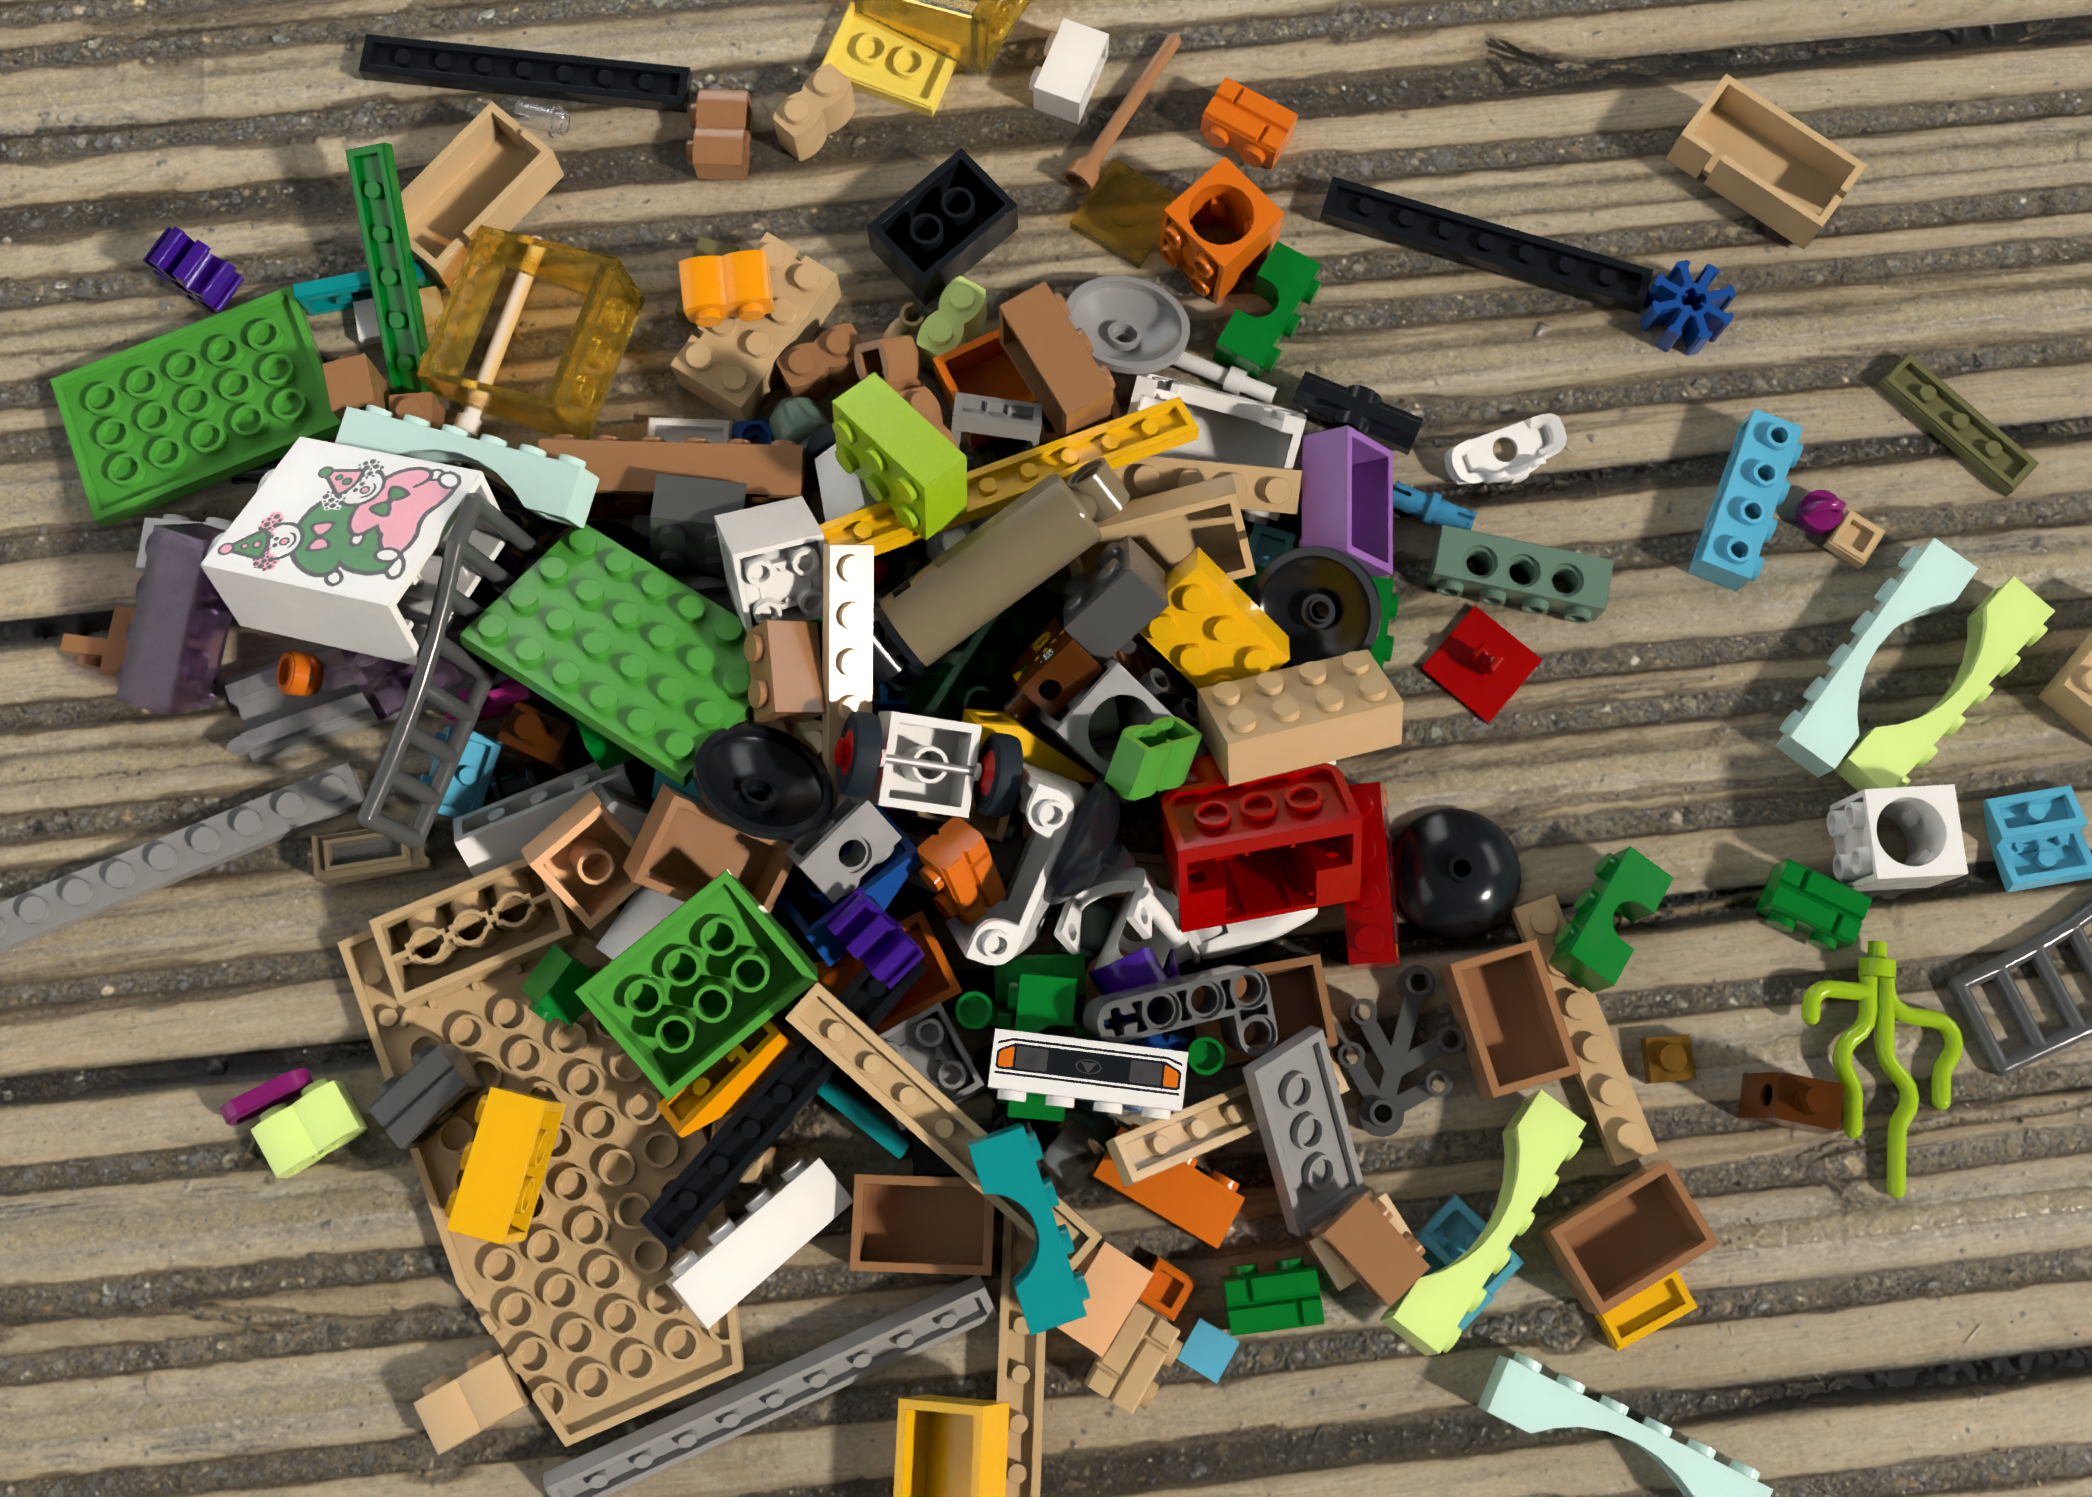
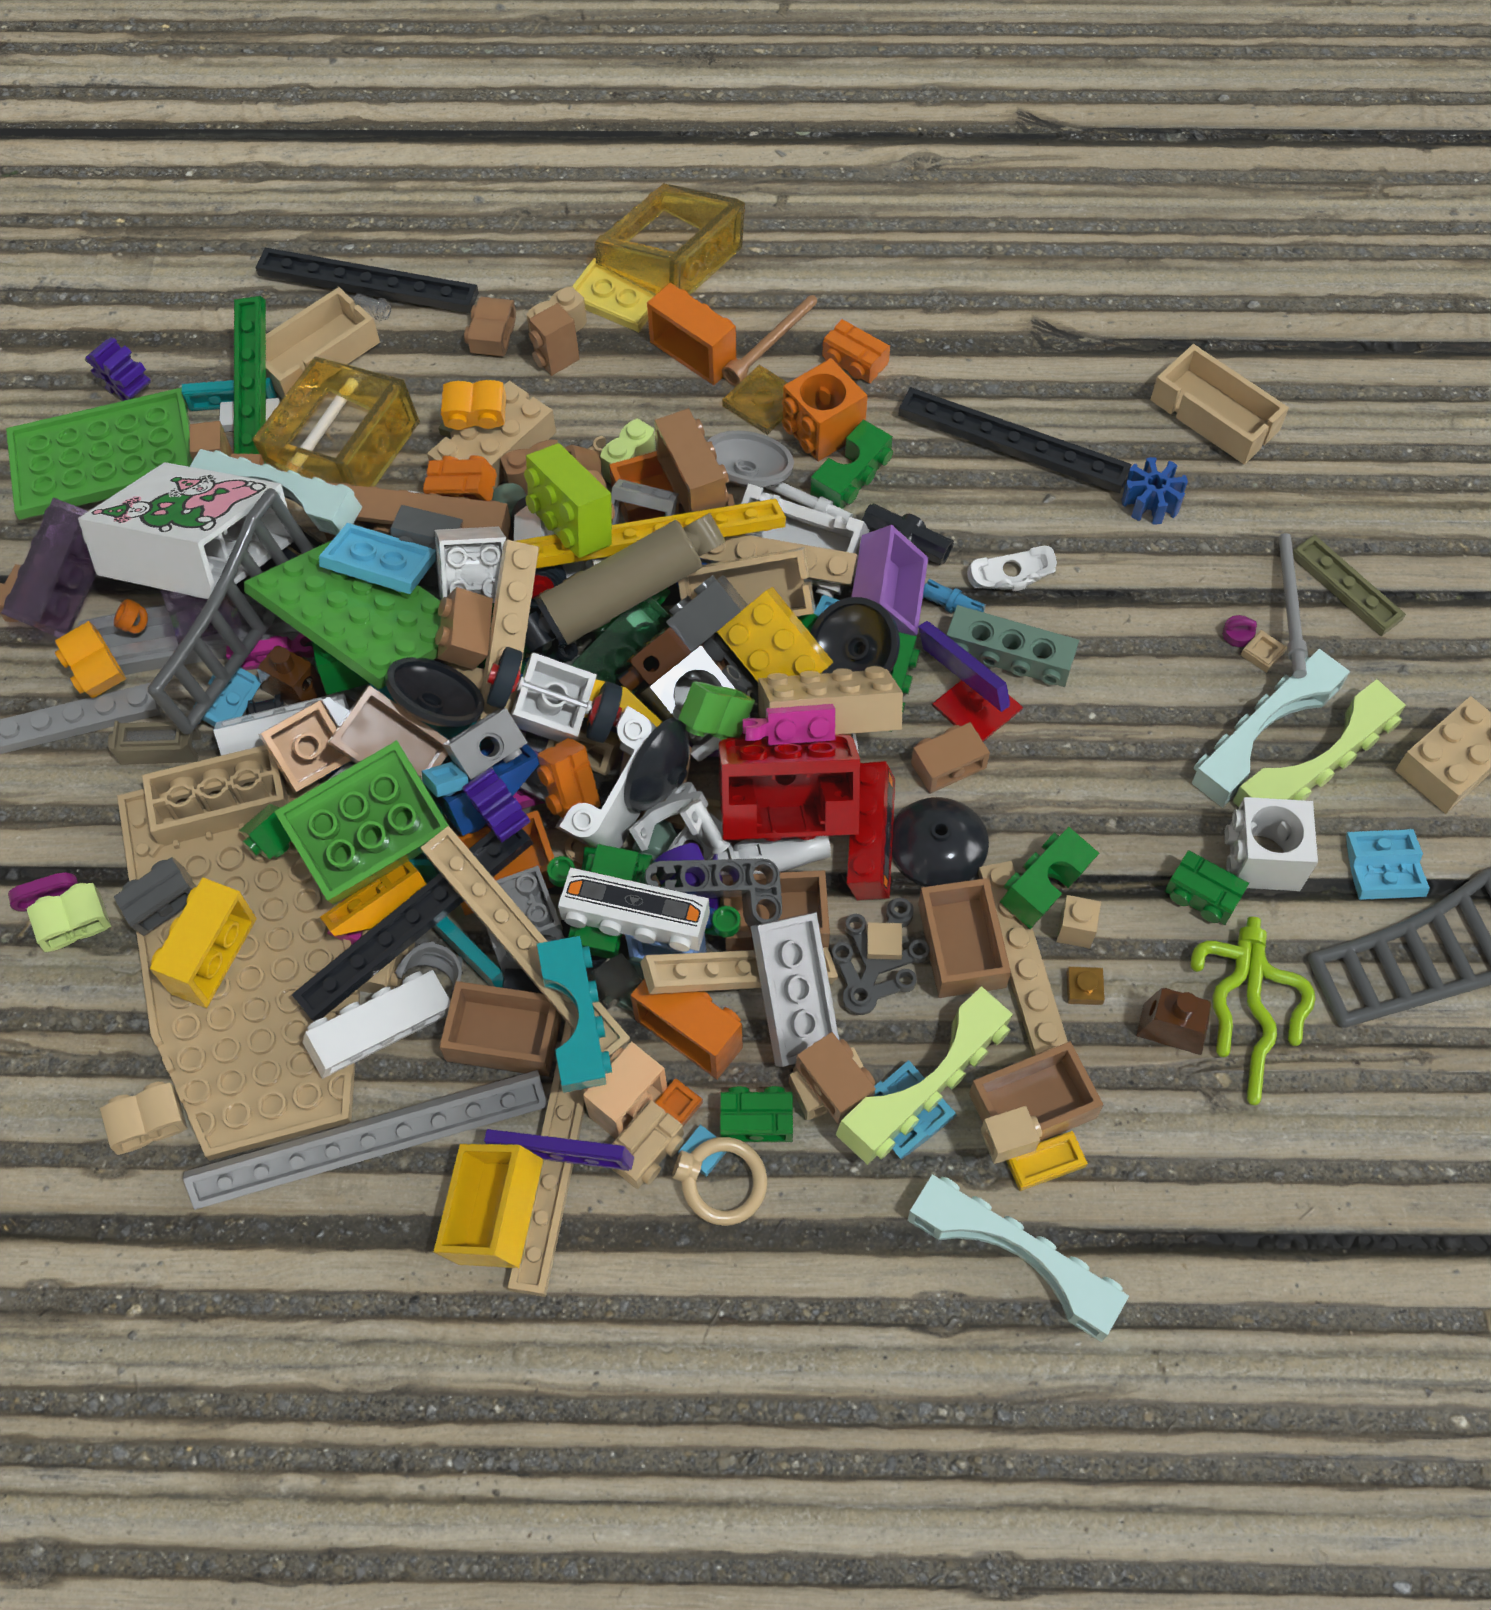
camera: 10 degrees right, 15 degrees down
(256, 749) = (89, 659): none -> light orange brick
(640, 568) = (377, 558): none -> medium azure plate
(728, 410) = (461, 478): none -> orange brick
(797, 903) = (444, 779): none -> medium azure plate
(818, 153) = (554, 339): none -> medium nougat brick
(828, 1128) = (435, 956): none -> light grey helmet
(943, 226) = (632, 388): black brick -> none
(1014, 122) = (691, 332): none -> orange piece
(1029, 1391) = (566, 1150): none -> dark purple tile
(1069, 71) = (742, 304): white brick -> none
(1196, 1384) = (688, 1168): none -> tan piece
(1259, 768) = (792, 725): none -> dark pink plate
(1404, 1033) = (884, 941): none -> tan tile
(1456, 751) = (949, 757): none -> medium nougat brick
(1465, 619) = (964, 666): none -> dark purple tile
(1612, 1309) = (1011, 1134): none -> tan brick
(1654, 975) = (1078, 921): none -> tan brick
(1747, 500) = (1183, 616): medium azure brick -> none
(1905, 541) = (1297, 646): none -> light grey bar

